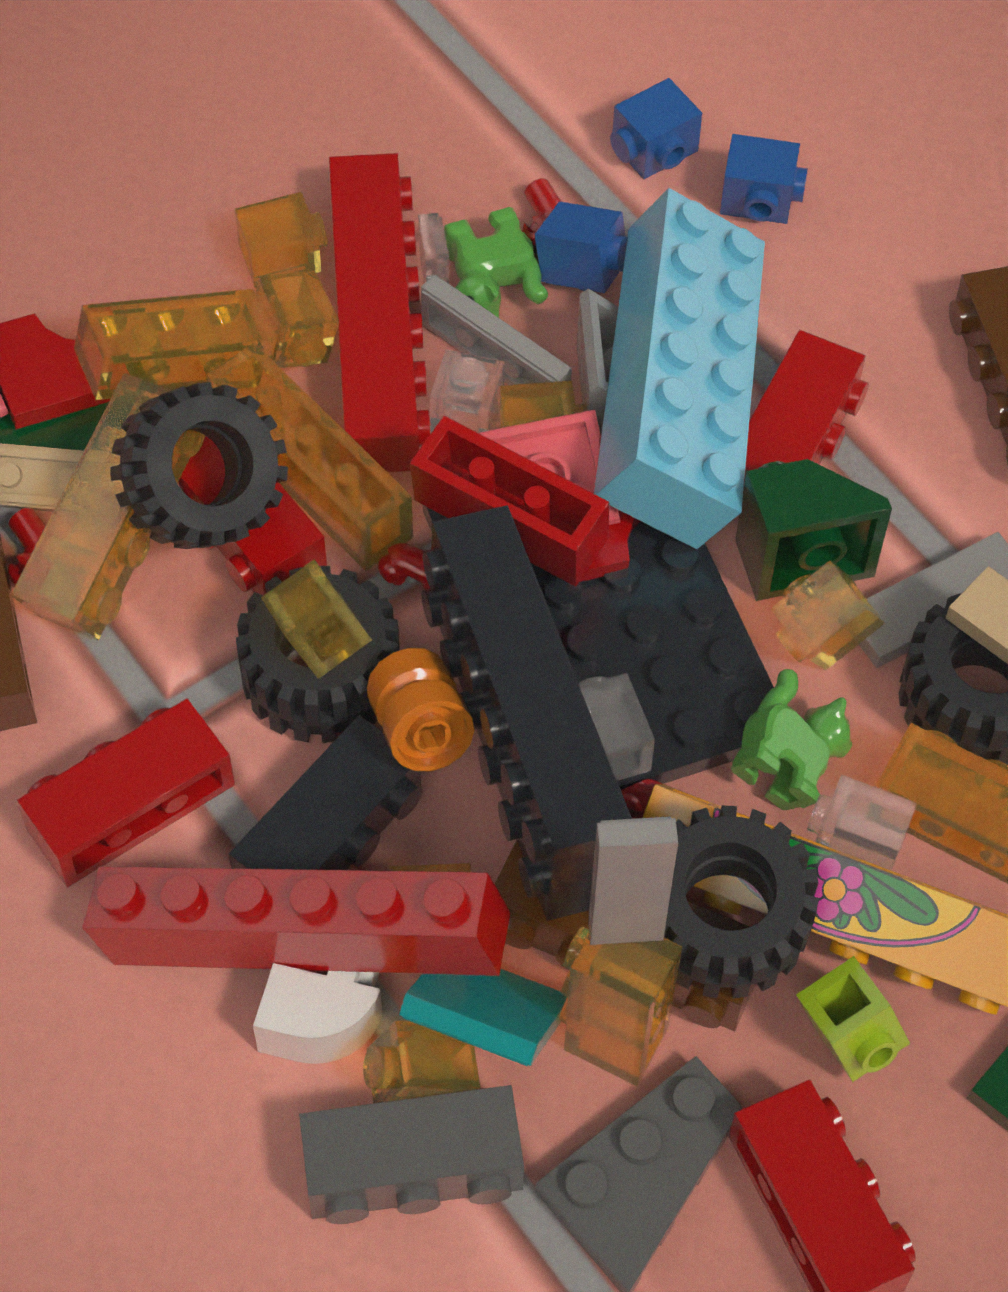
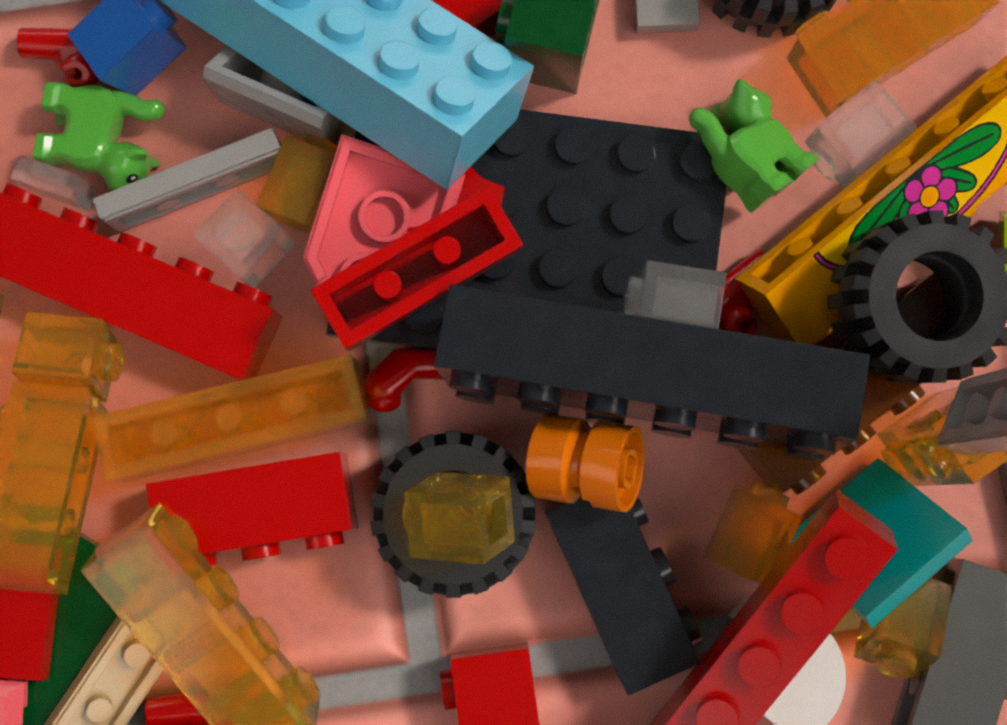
camera: 60 degrees left, 25 degrees up
(247, 457) = (287, 541): black tyre -> none
(824, 616) = (646, 48): clear yellow brick -> none

